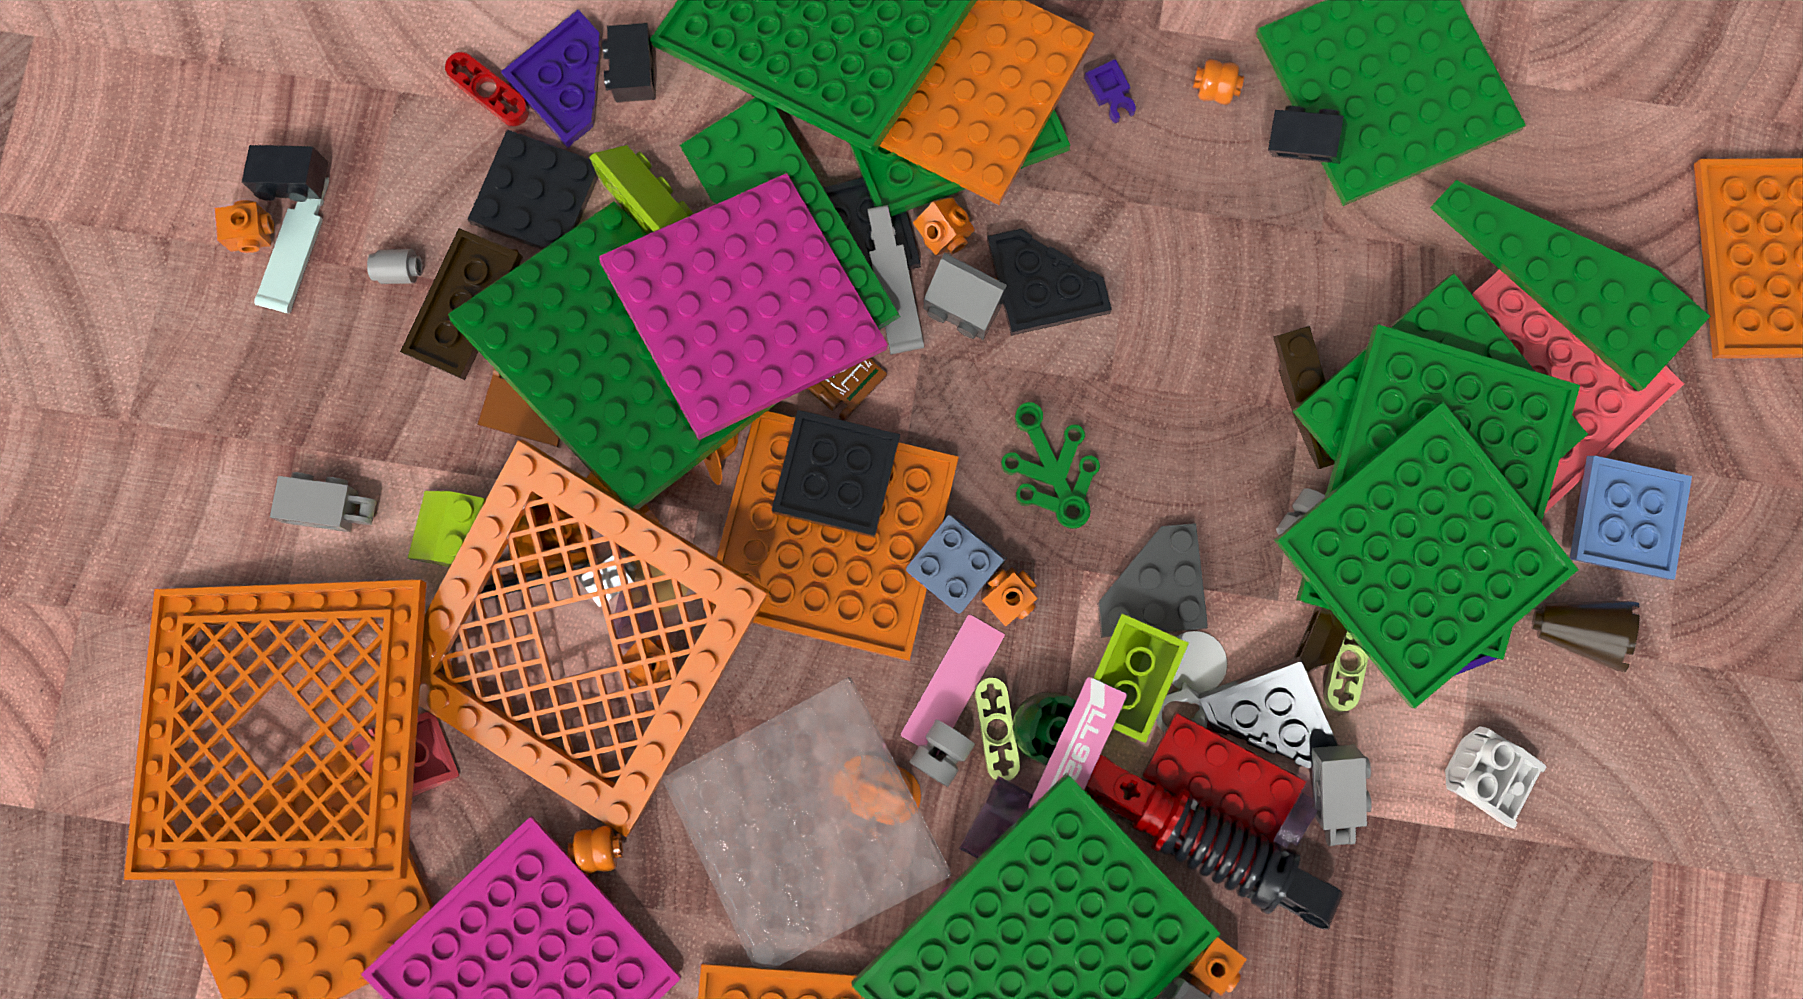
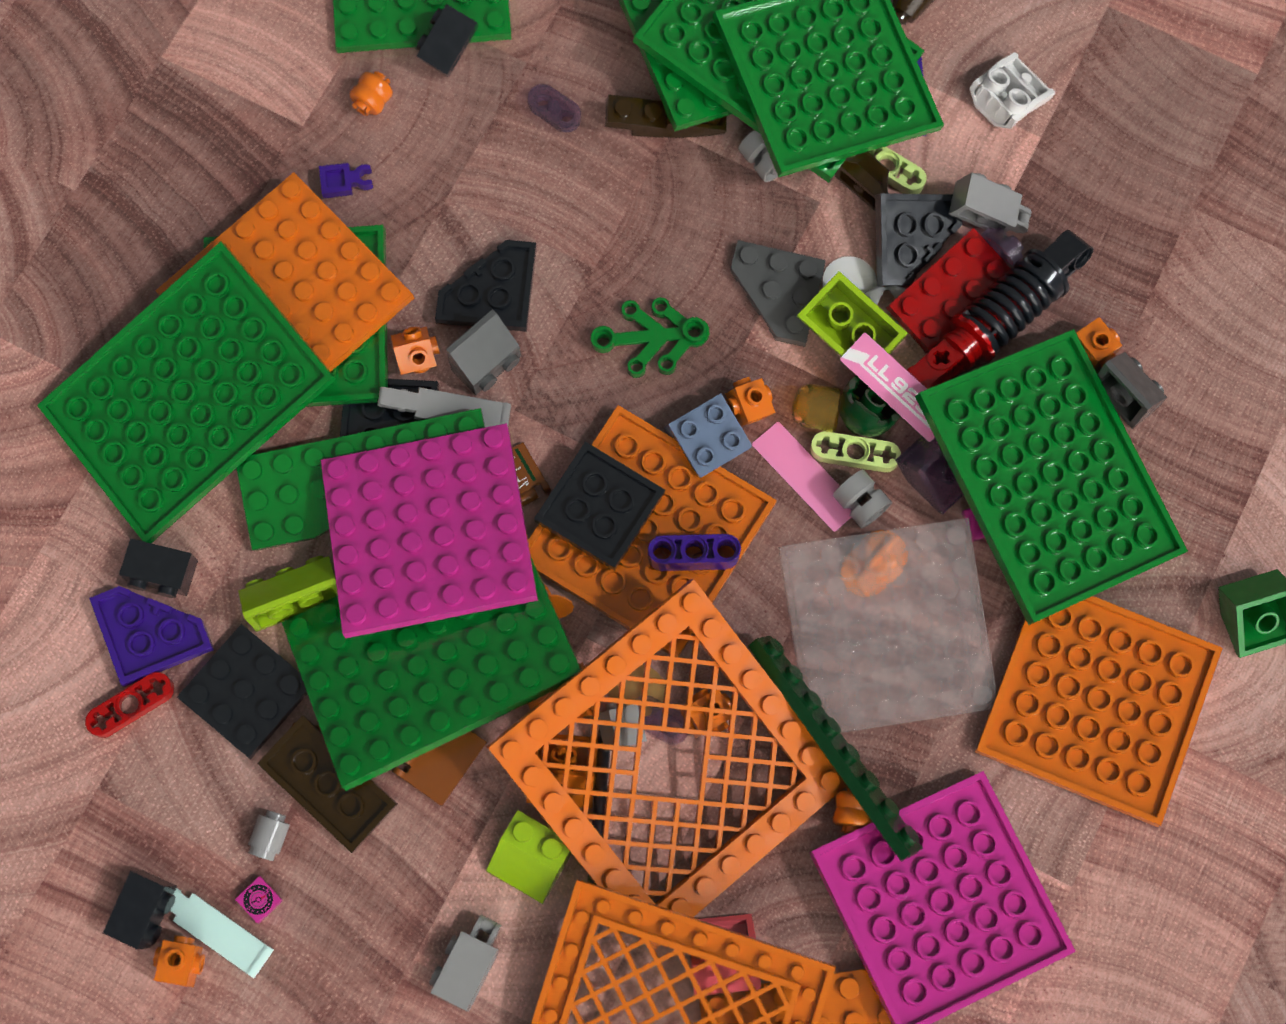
camera: 70 degrees left, 5 degrees down
(331, 281) = (259, 900): none -> dark pink tile
(647, 808) = (841, 755): none -> dark green plate
(812, 572) = (707, 543): none -> dark purple beam
(1028, 670) = (816, 407): none -> clear yellow helmet
(1275, 278) = (556, 109): none -> clear purple plate

